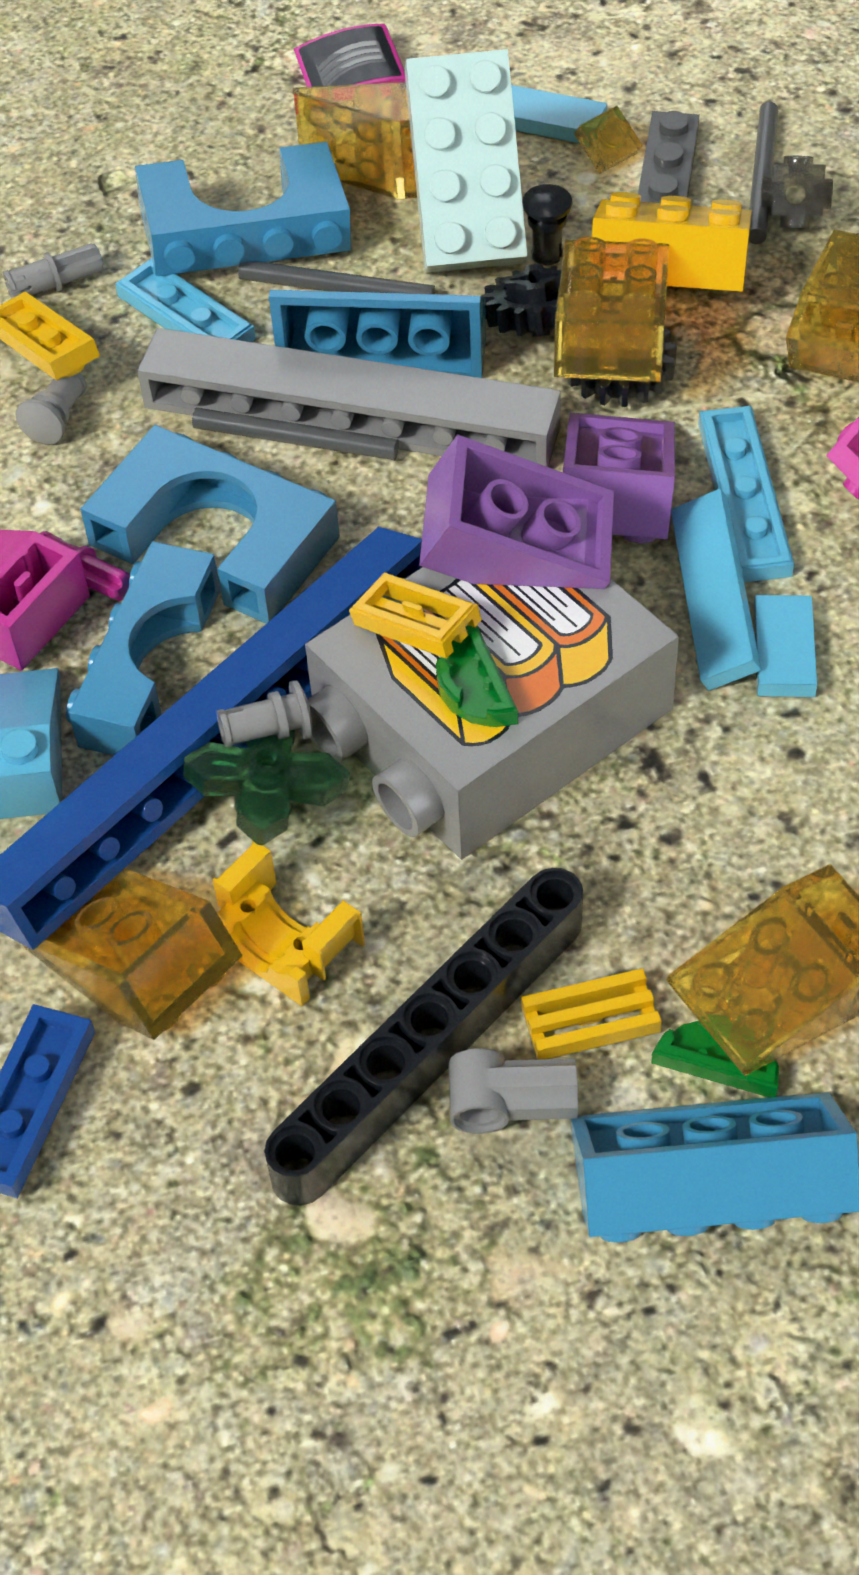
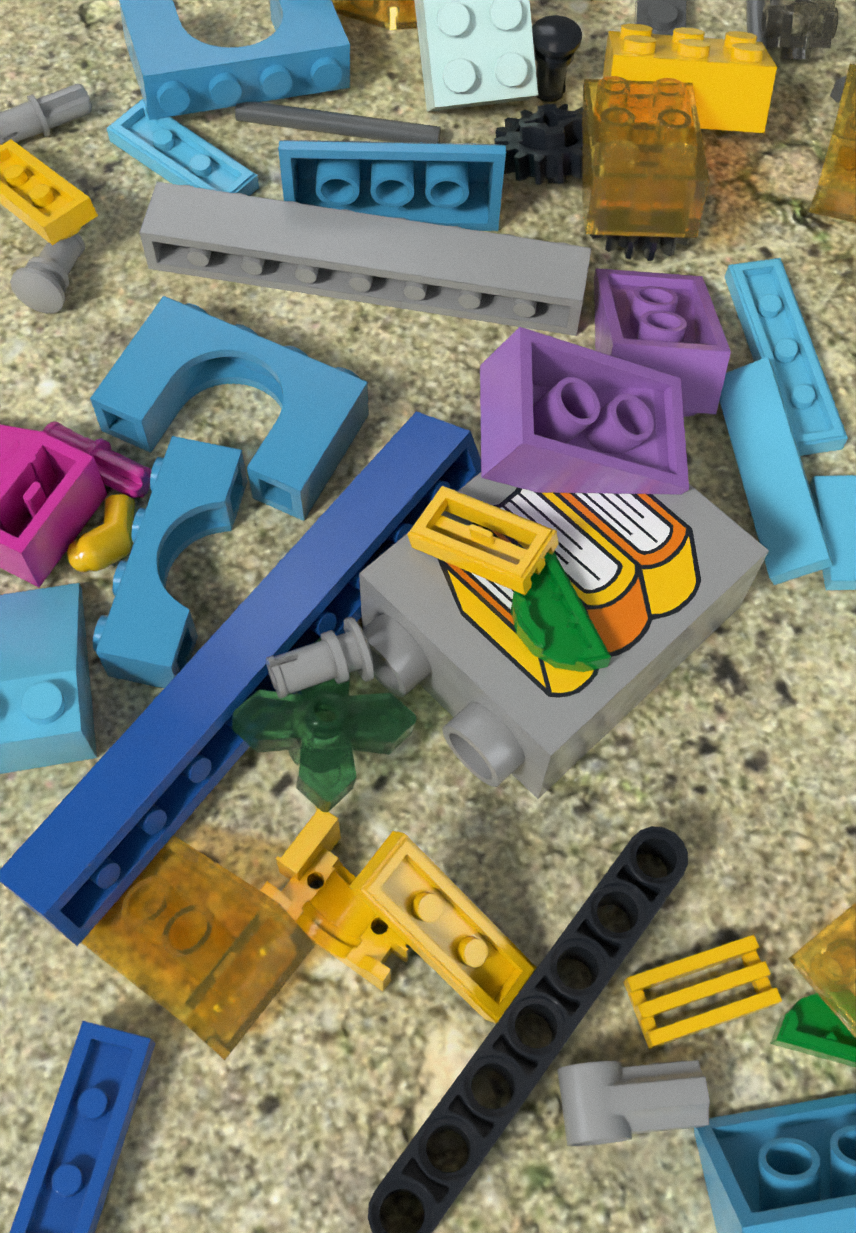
camera: 10 degrees left, 10 degrees up
(82, 635) = (108, 541): none -> yellow arm
(295, 433) = (311, 297): dark grey bar -> none
(351, 932) = (443, 926): none -> yellow tile

